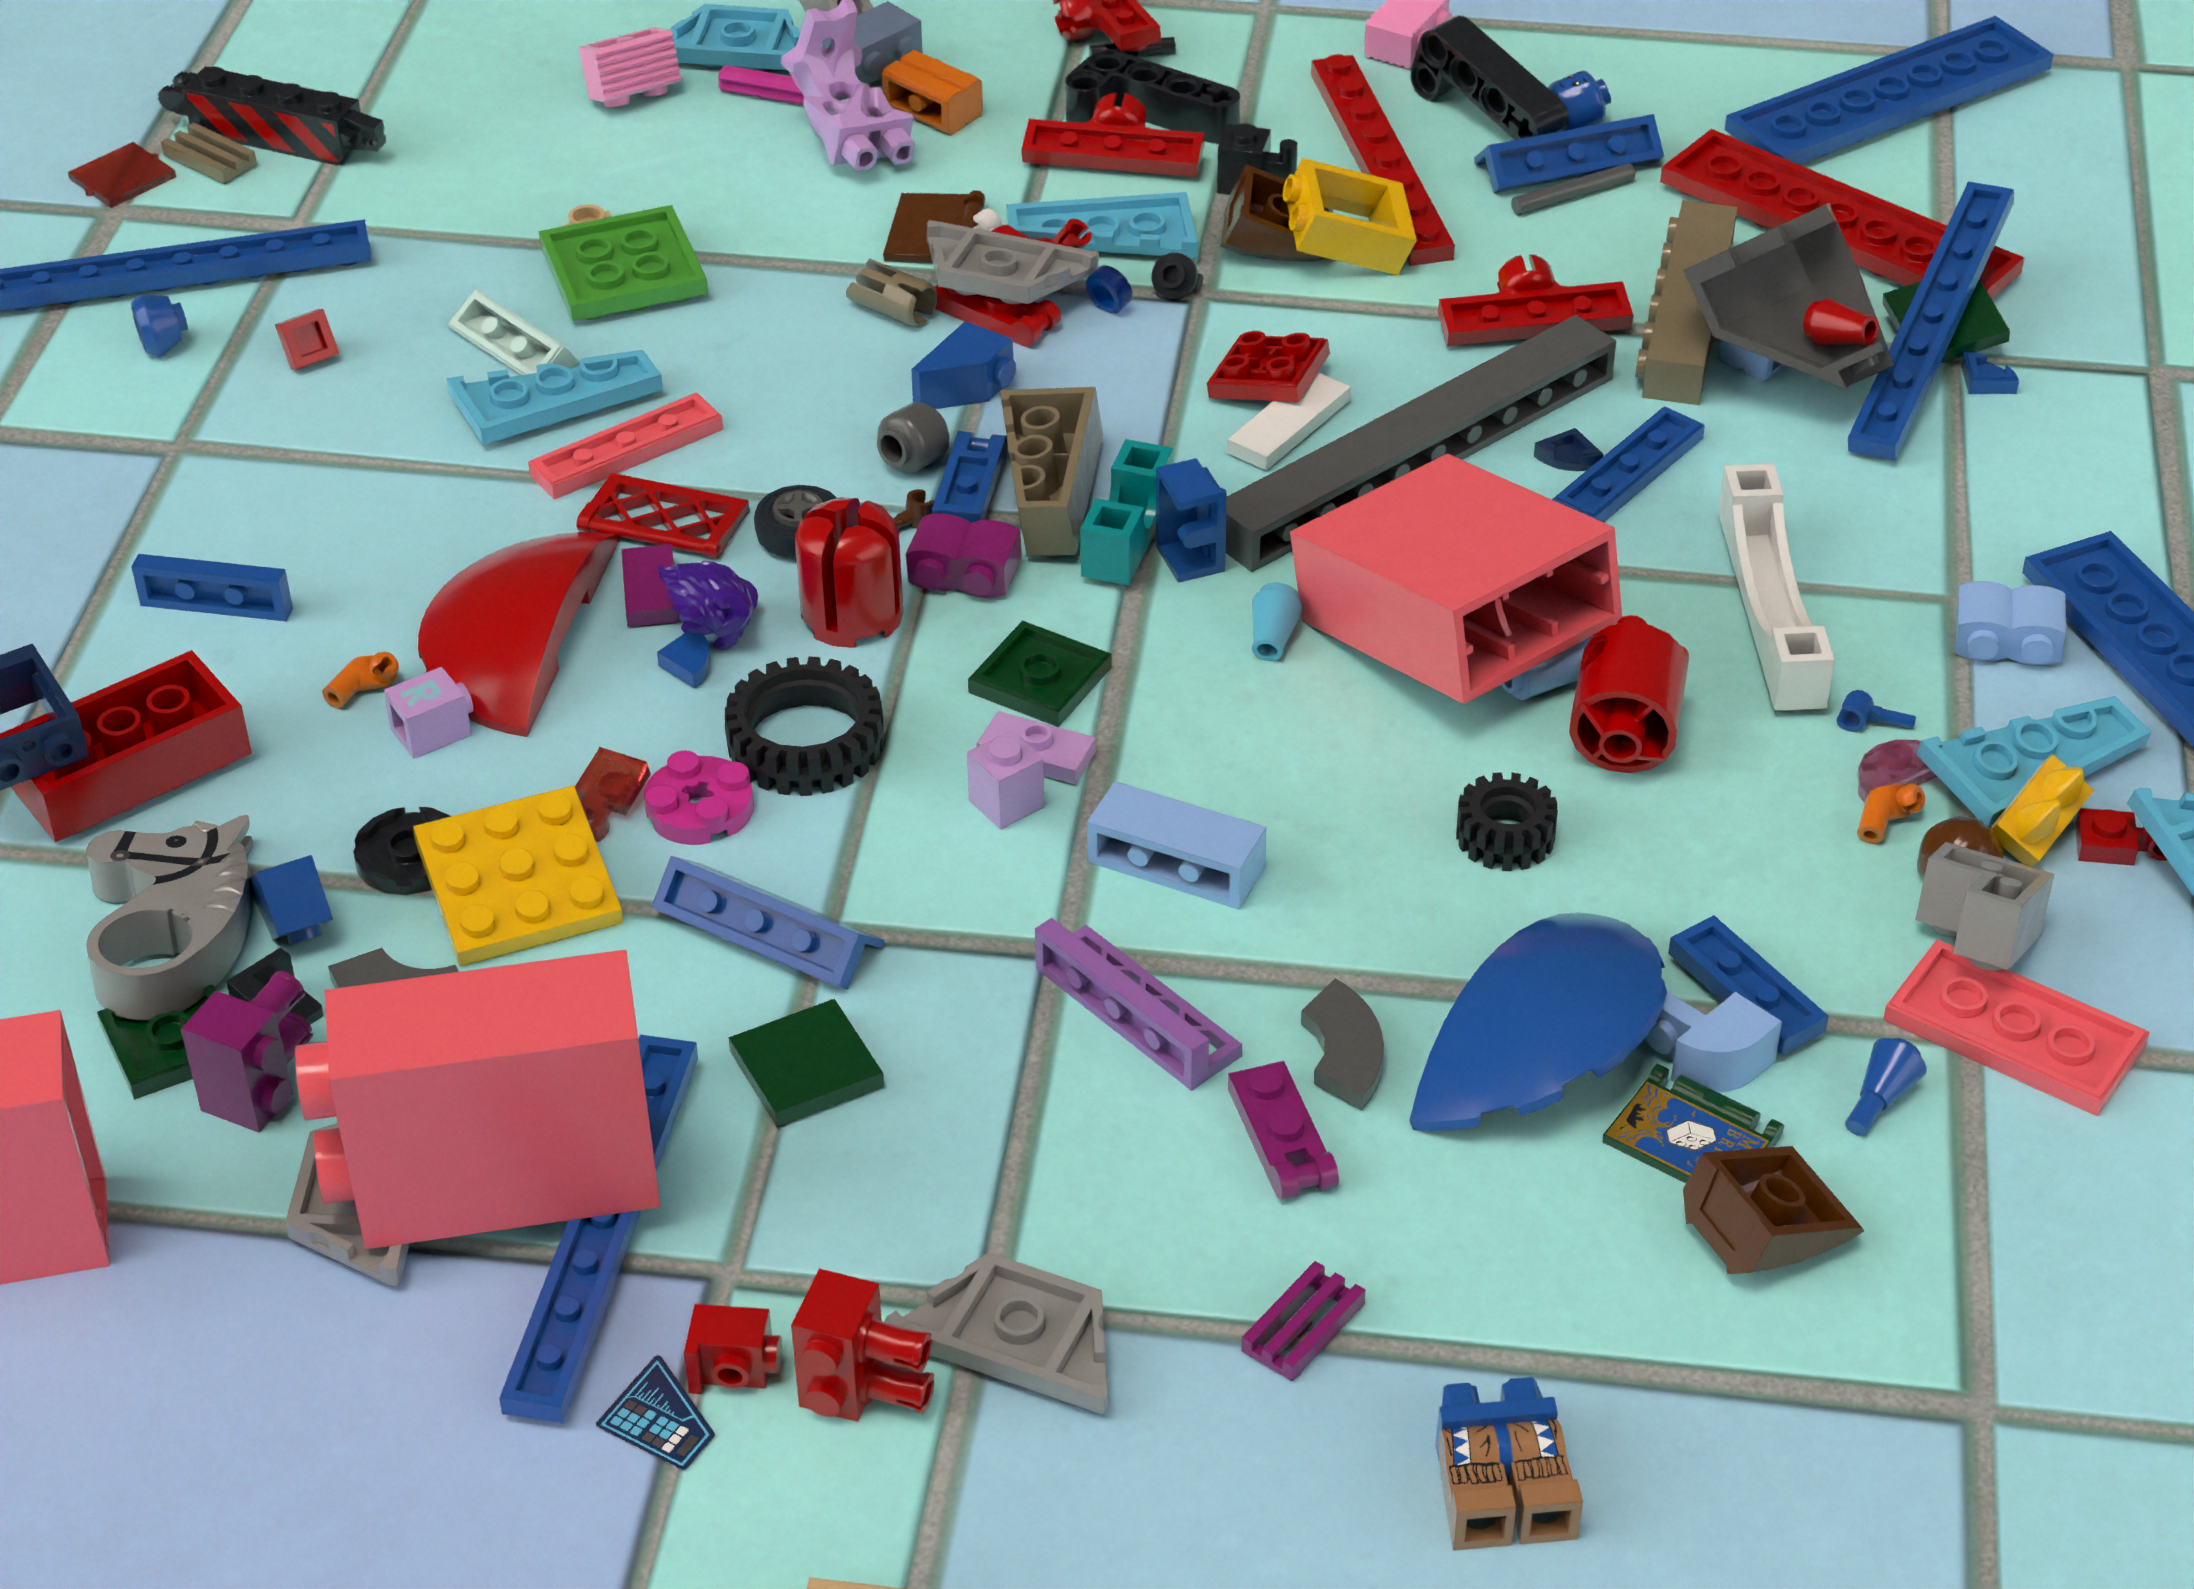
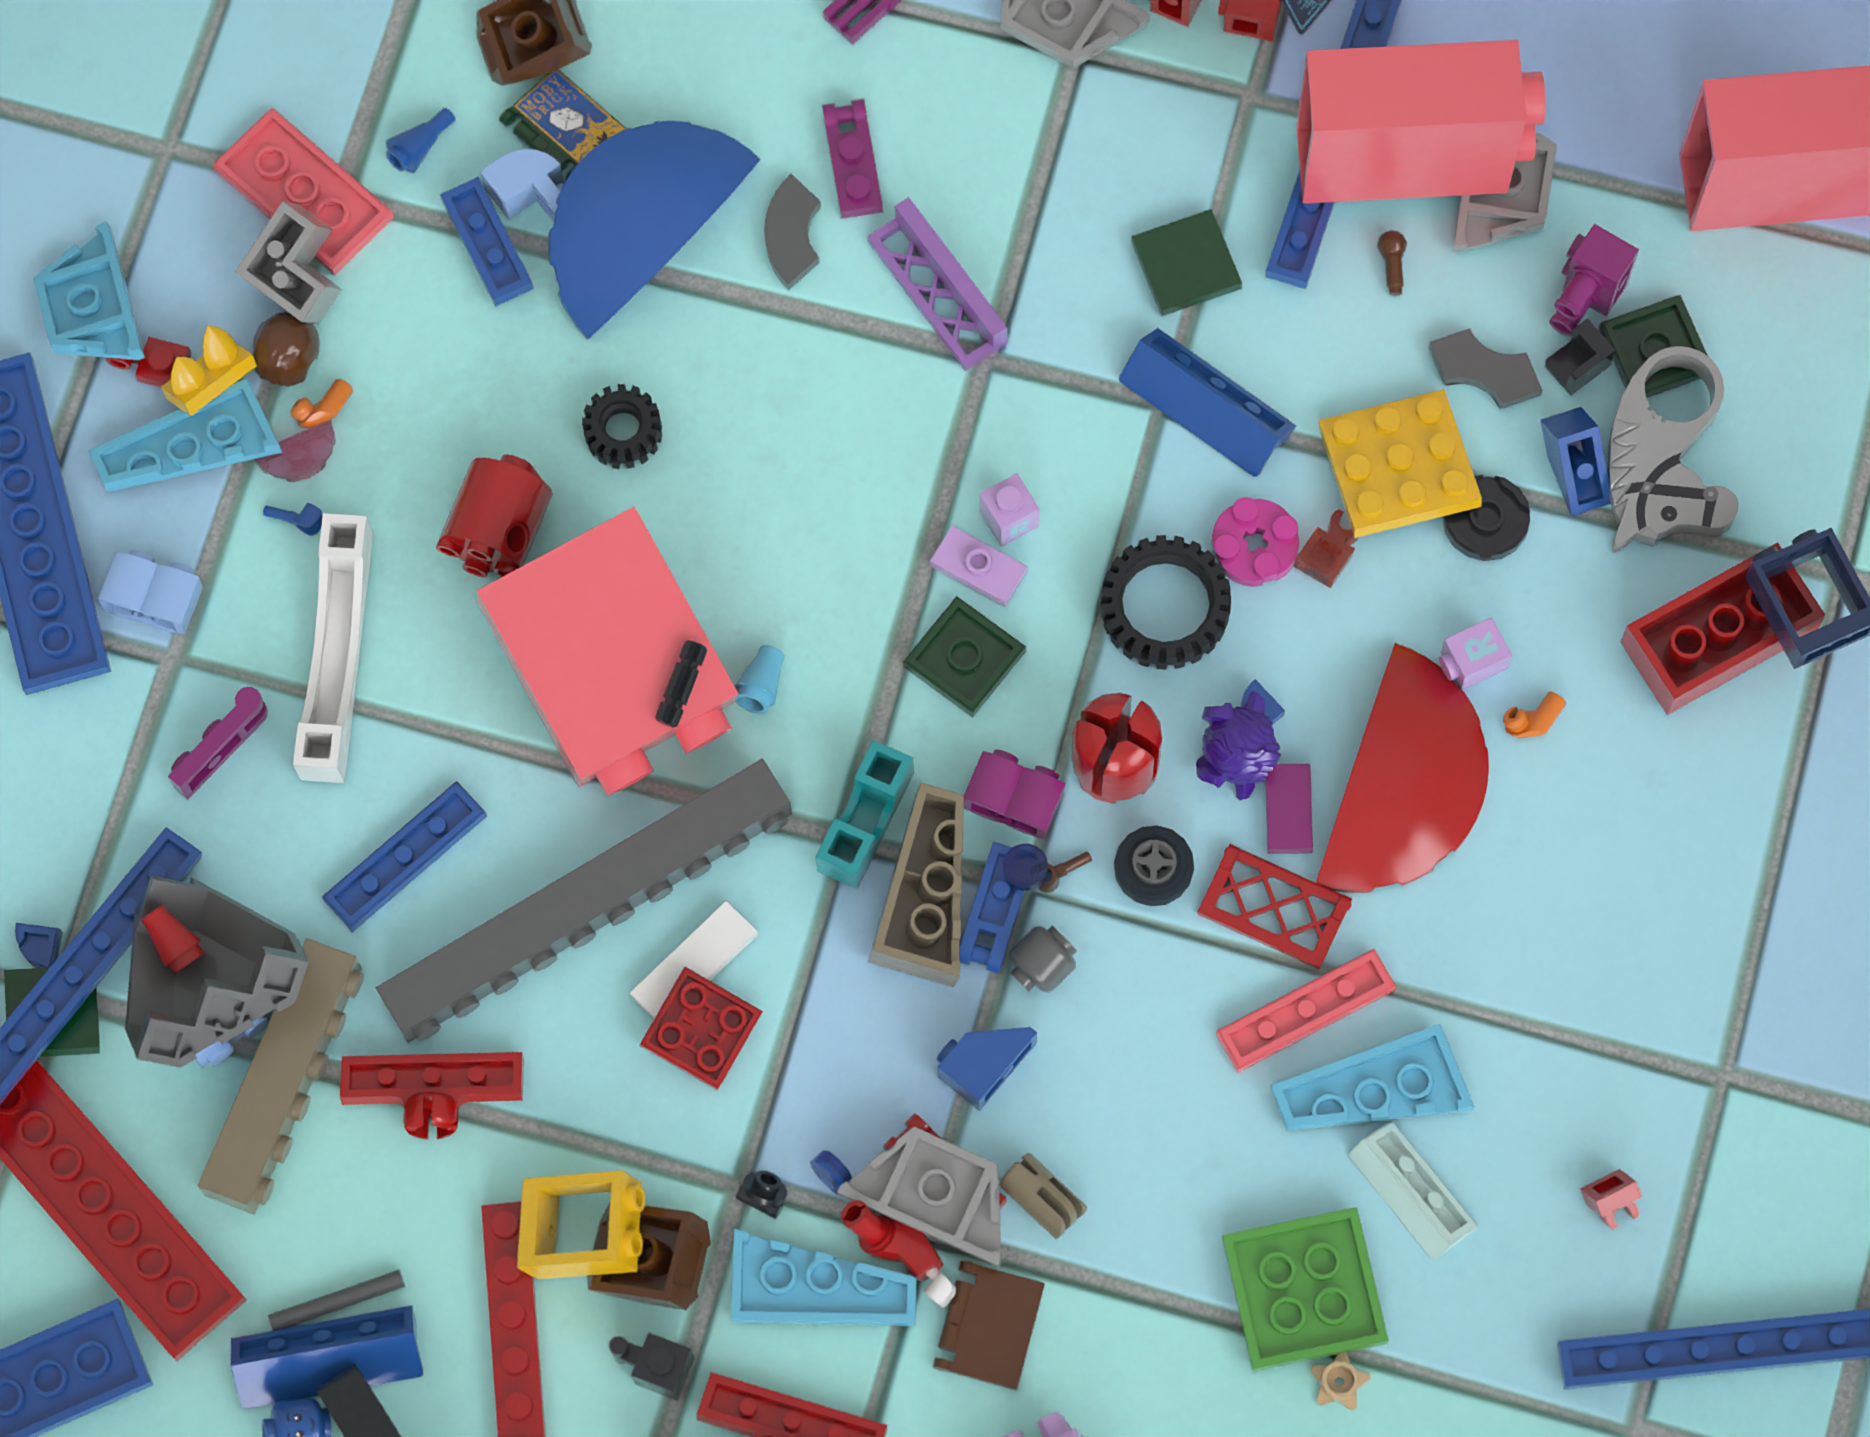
camera: 170 degrees left, 30 degrees up
(158, 322) = (1759, 1237): blue cone -> none
(212, 587) = (1669, 838): blue plate -> none
(941, 489) = (1025, 867): none -> clear blue tile
(1176, 844) = (883, 429): light blue brick -> none
(1190, 520) = (813, 783): blue window -> none
(1355, 511) = (681, 683): none -> black axle
(1567, 451) = (451, 886): dark blue tile -> none
(1870, 515) = (218, 742): none -> magenta plate

